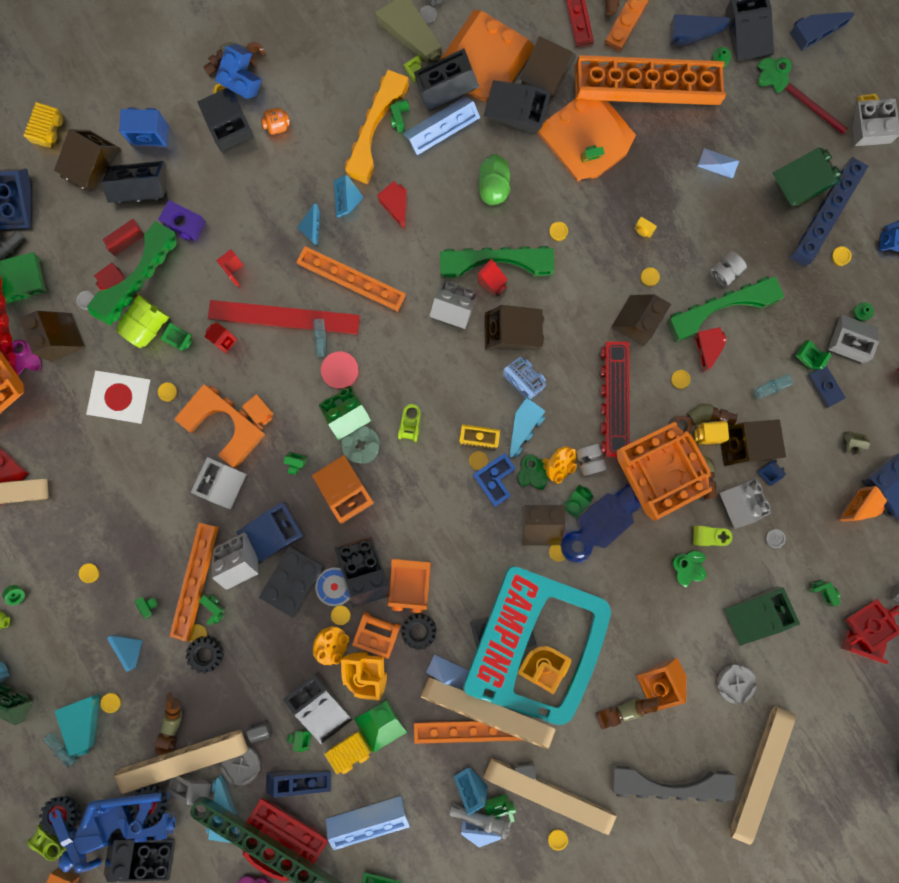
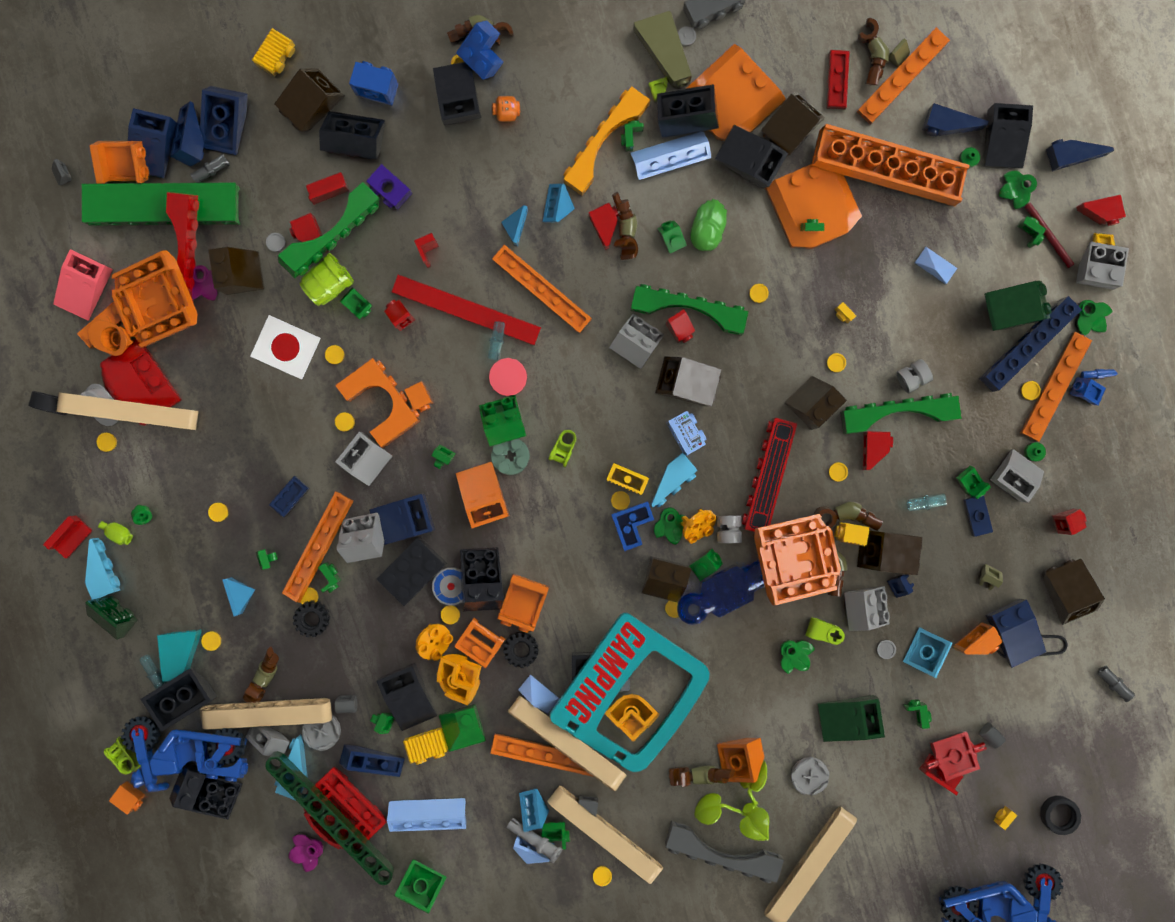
camera: 10 degrees right, 5 degrees up
(89, 769) = (178, 698): none -> black slope
(154, 539) = (289, 496): none -> dark blue plate
(192, 453) = (344, 421): none -> yellow tile
(418, 202) = (628, 227): none -> reddish brown piece
(462, 198) = (672, 236): none -> green bracket
(696, 743) = (754, 825): none -> lime plant
(799, 105) = (1034, 229): none -> green bracket
(817, 530) = (927, 652): none -> medium azure slope
(860, 72) = (1104, 210): none -> red slope
(864, 246) = (1056, 386): none -> orange plate
(881, 174) = (1095, 318): none -> green plate

